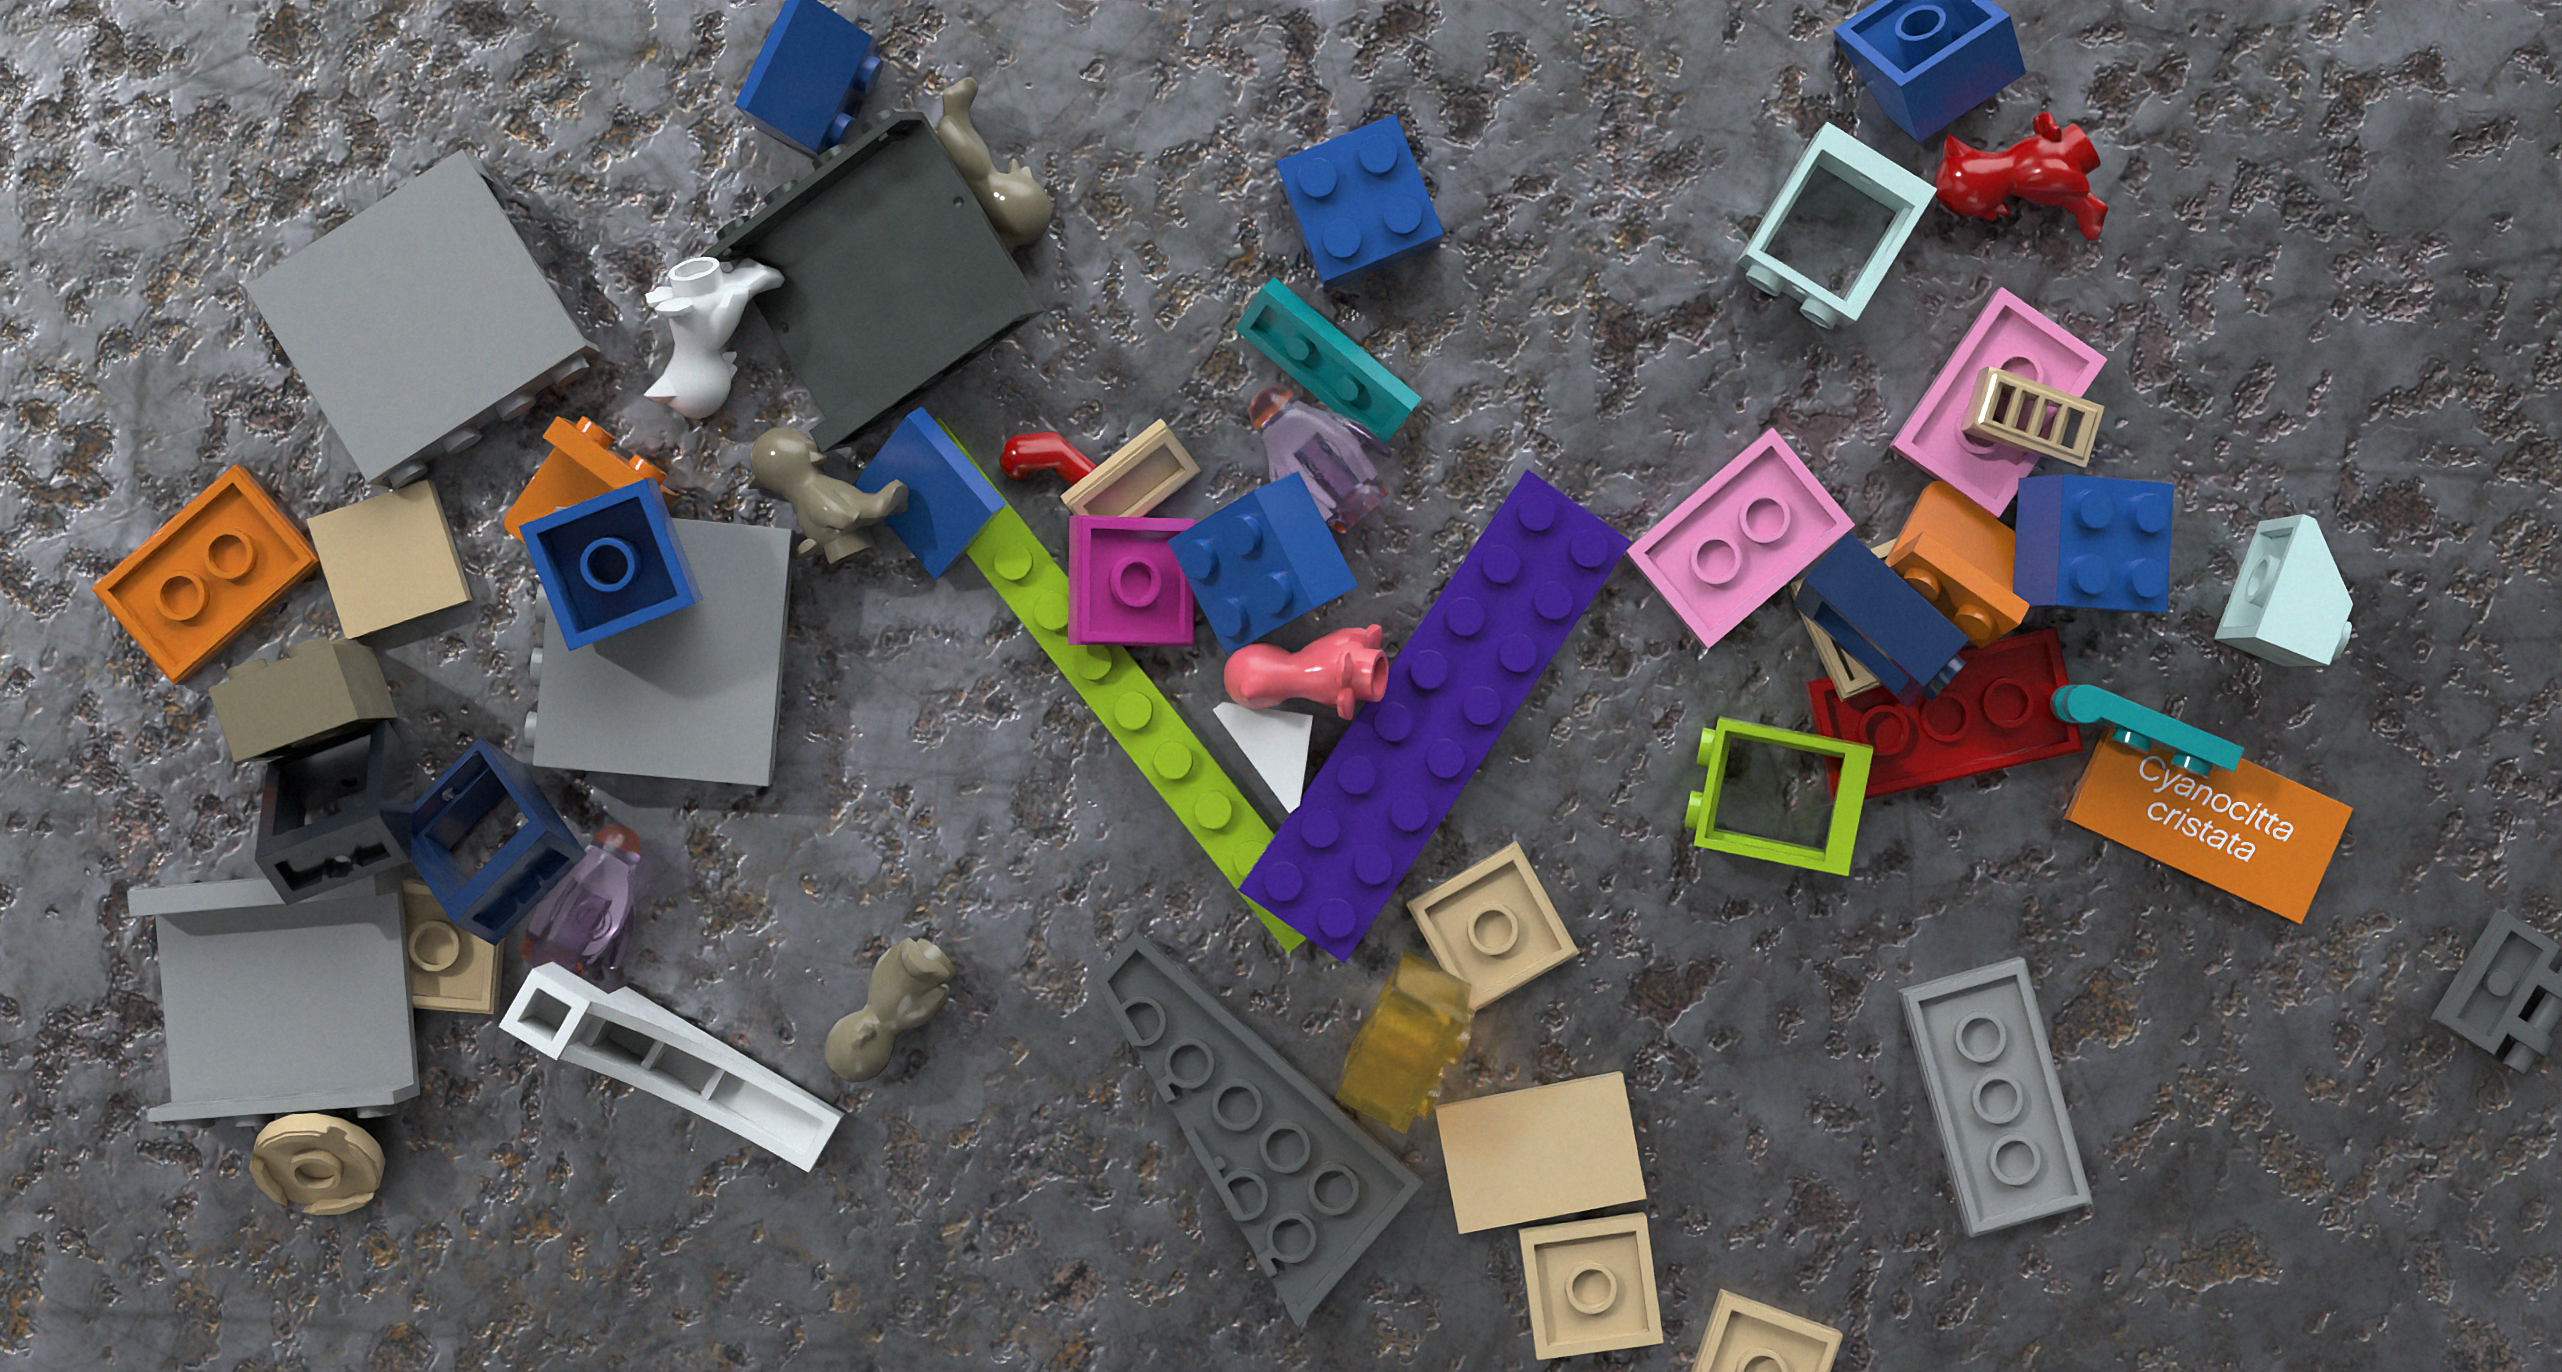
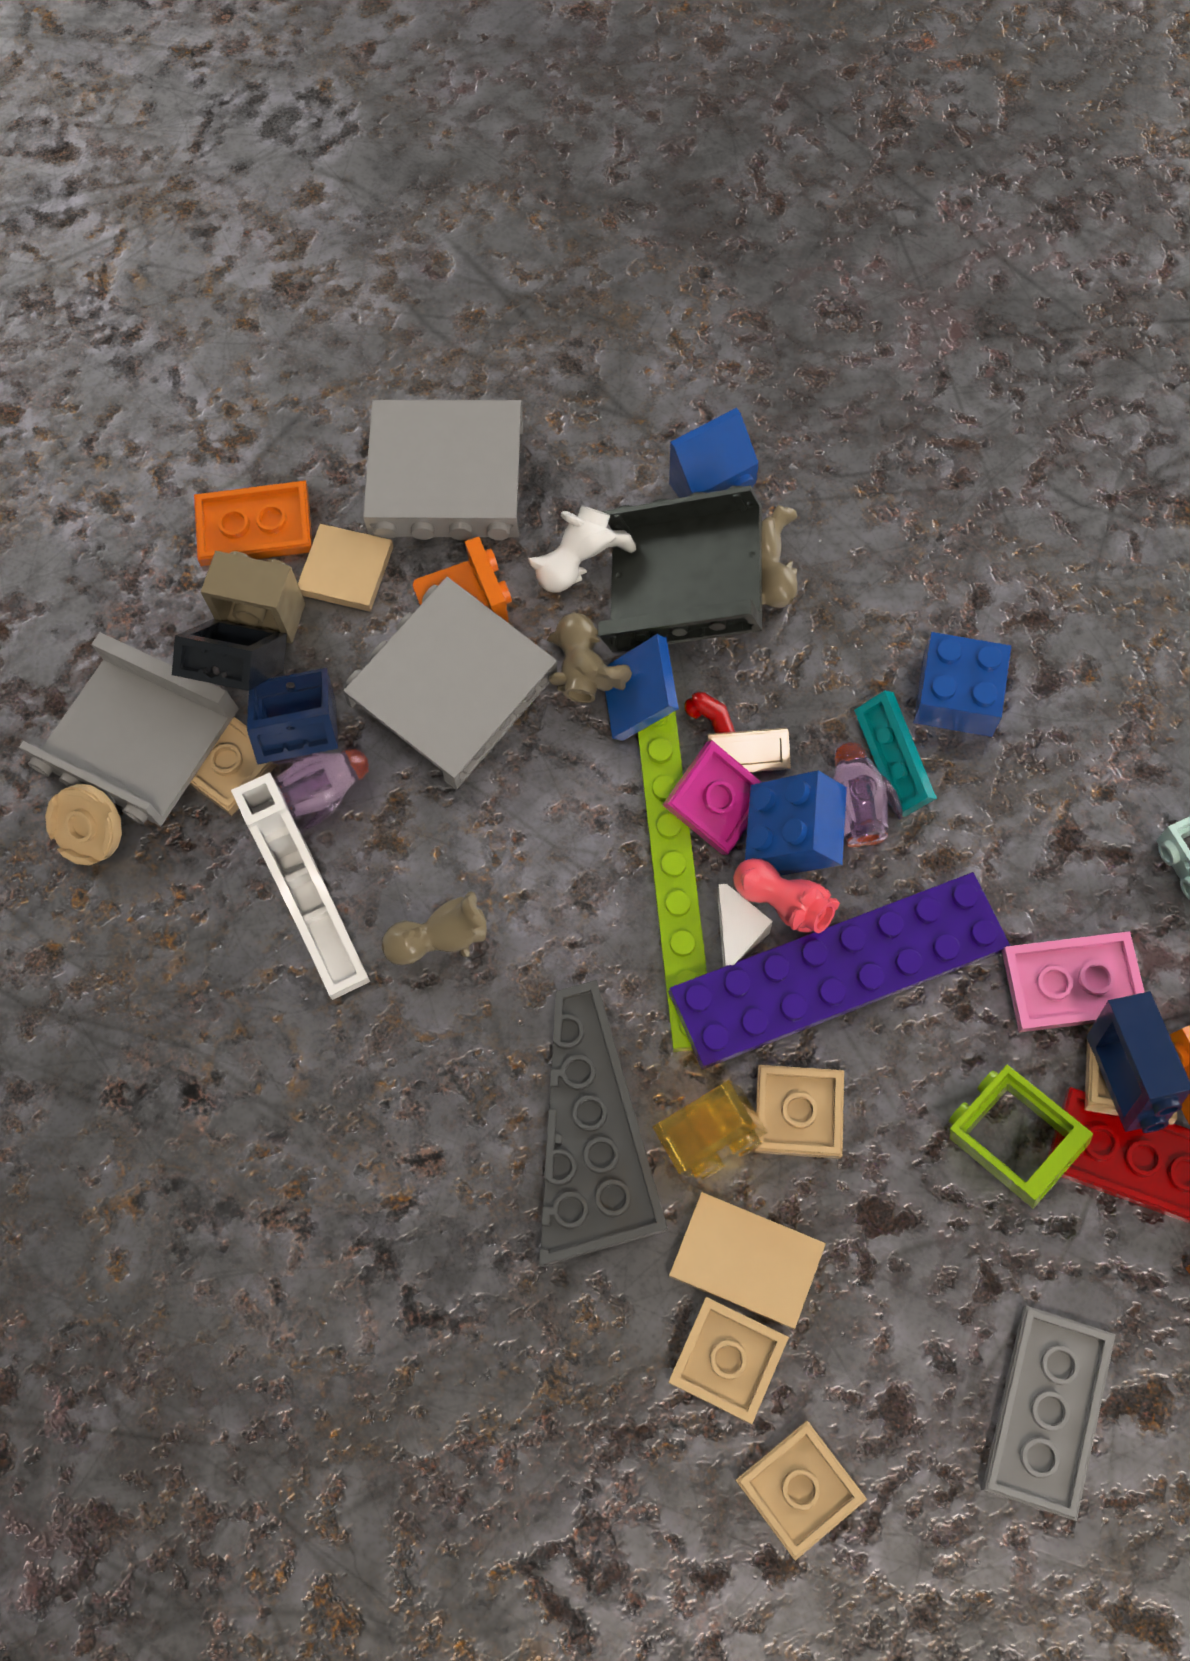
camera: 40 degrees right, 20 degrees down
(611, 563) = (456, 609): blue brick -> none

